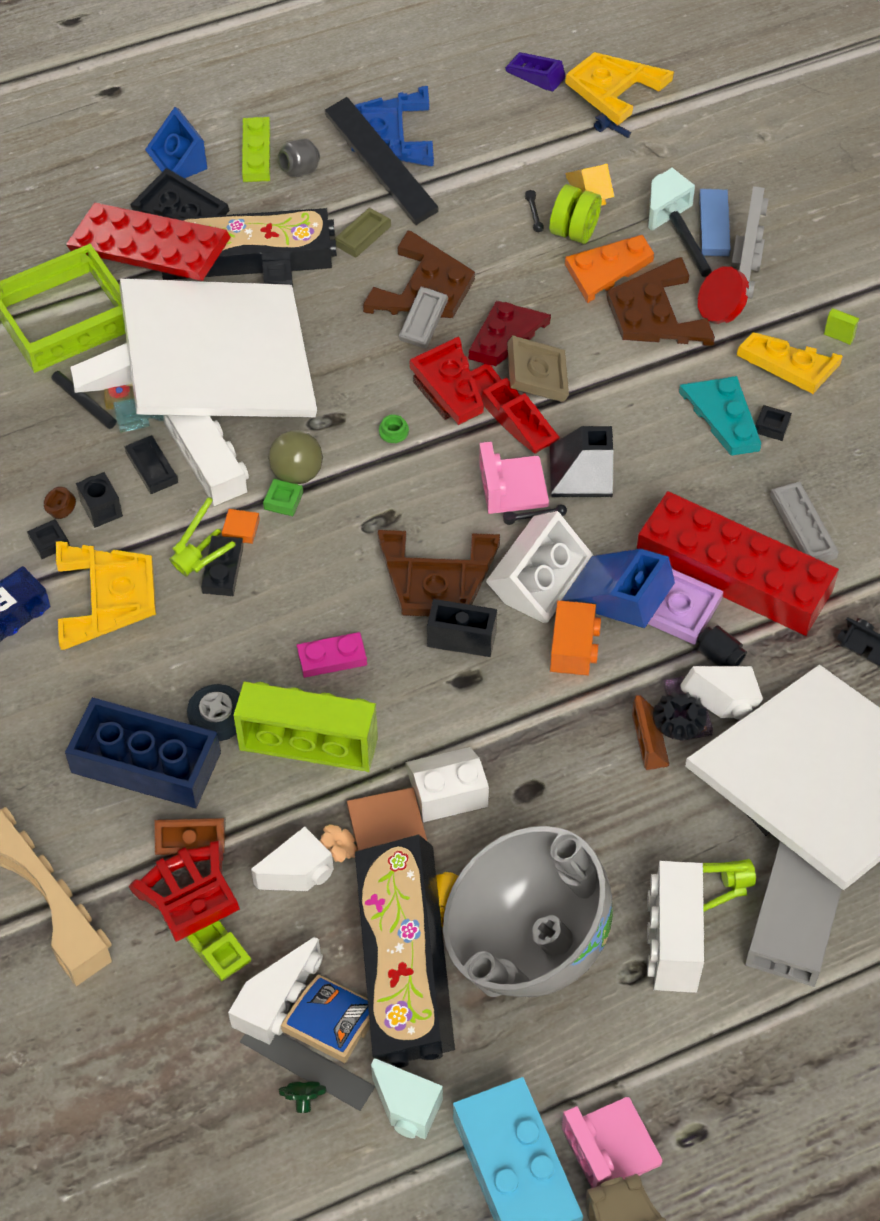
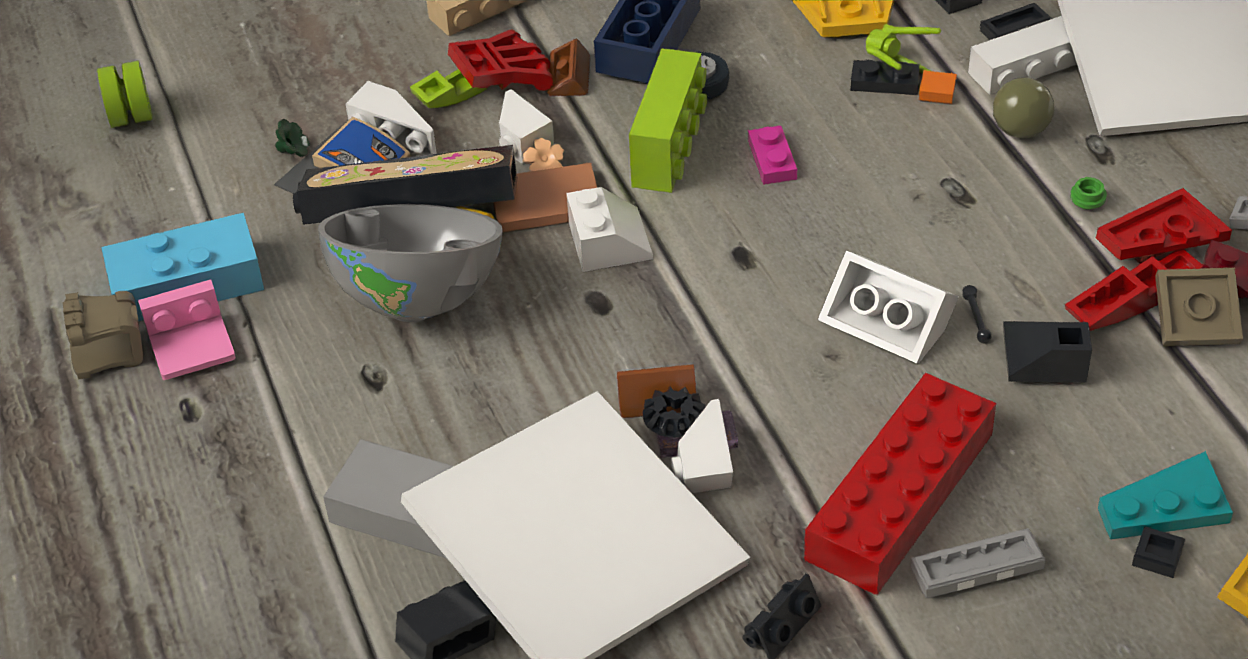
camera: 95 degrees right, 10 degrees down
(283, 497) = (974, 111): bright green plate -> none
(407, 1099) = (267, 200): light aqua slope -> none
(424, 579) = (864, 225): reddish brown wing -> none
(461, 628) = (793, 233): black brick -> none
(511, 482) = (1015, 279): bright pink bracket -> none
(573, 638) = (787, 330): orange brick -> none
(624, 585) = (844, 364): blue slope -> none
(676, 926) = (398, 383): white brick -> none
(687, 608) = (836, 428): lavender plate -> none
(721, 647) = (773, 462): black brick -> none
(735, 875) = (465, 445): lime plant -> none

